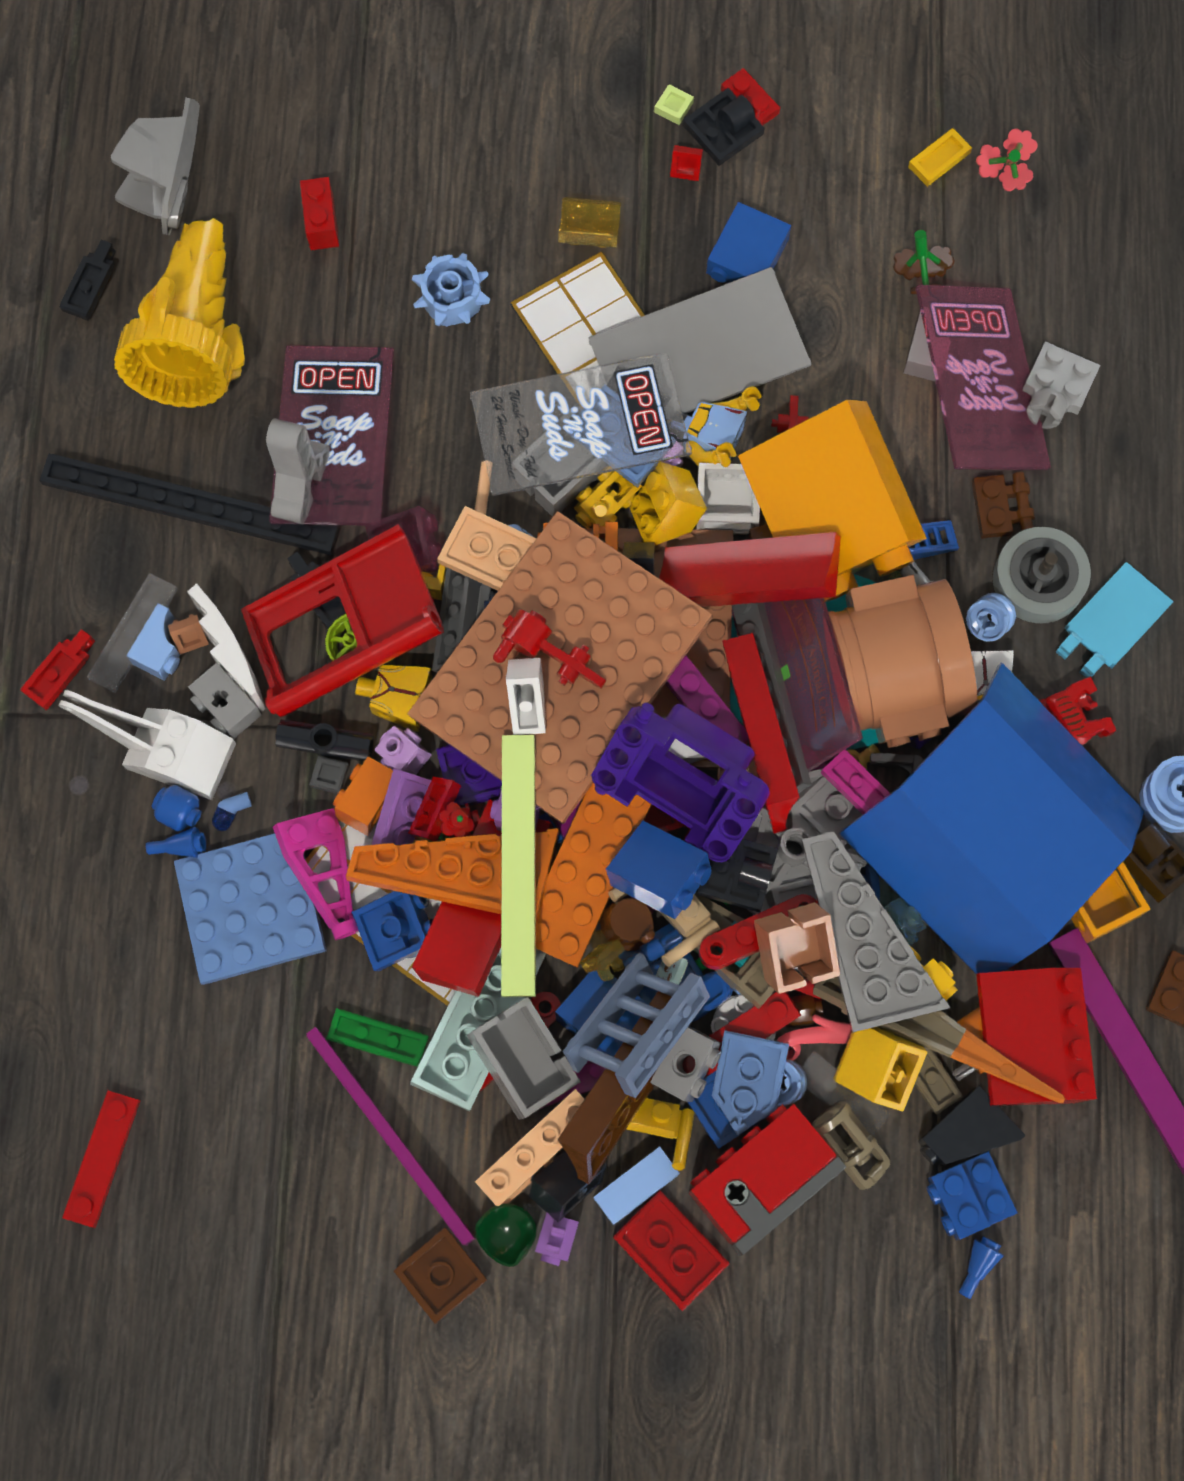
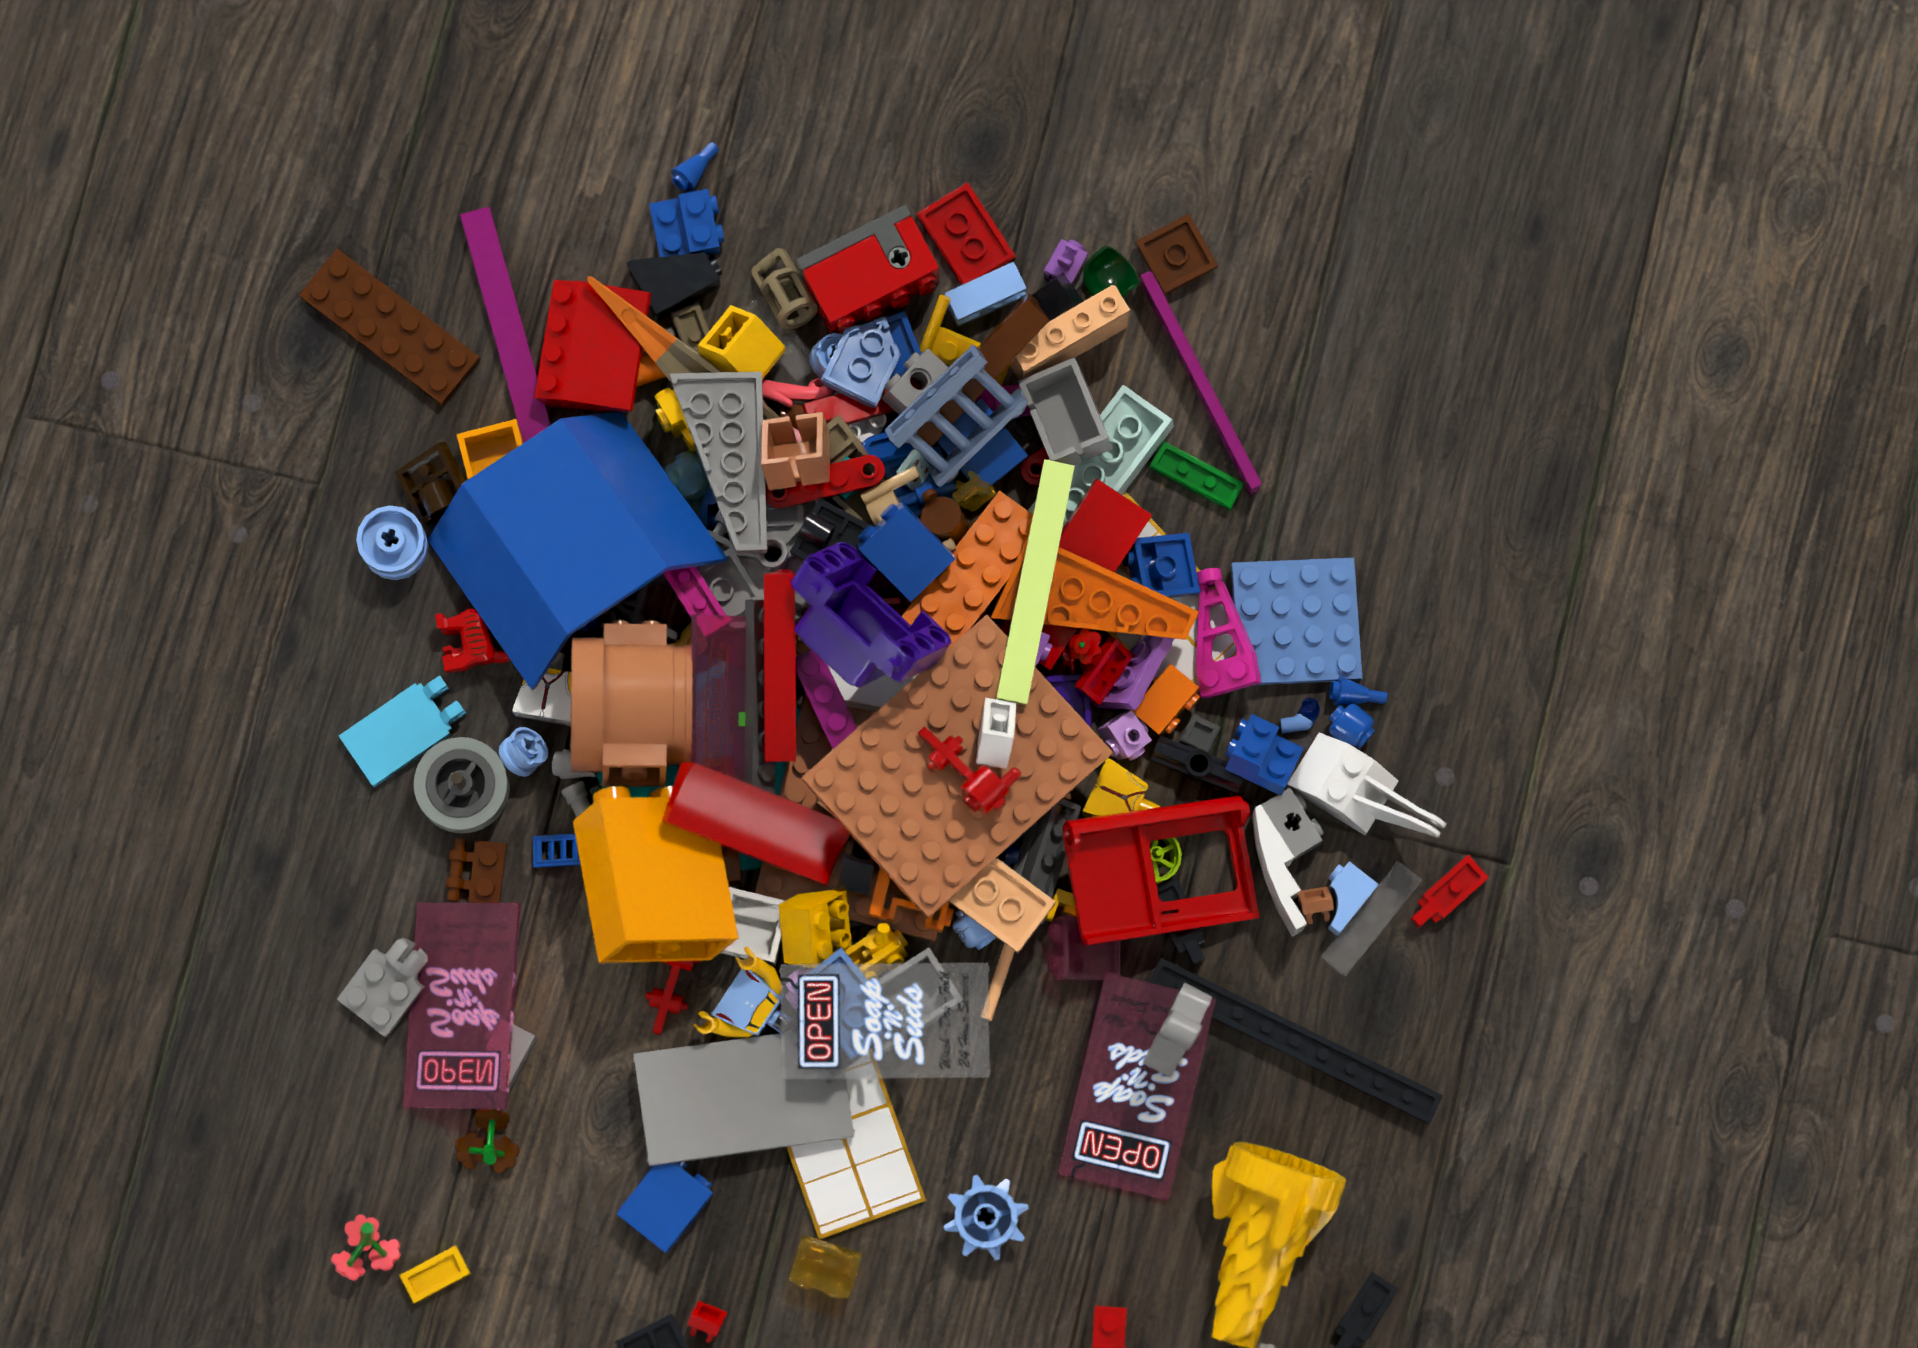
camera: 170 degrees left, 5 degrees up
(101, 1159) = (1467, 418): red plate -> none
(260, 759) = (1262, 754): none -> blue plate

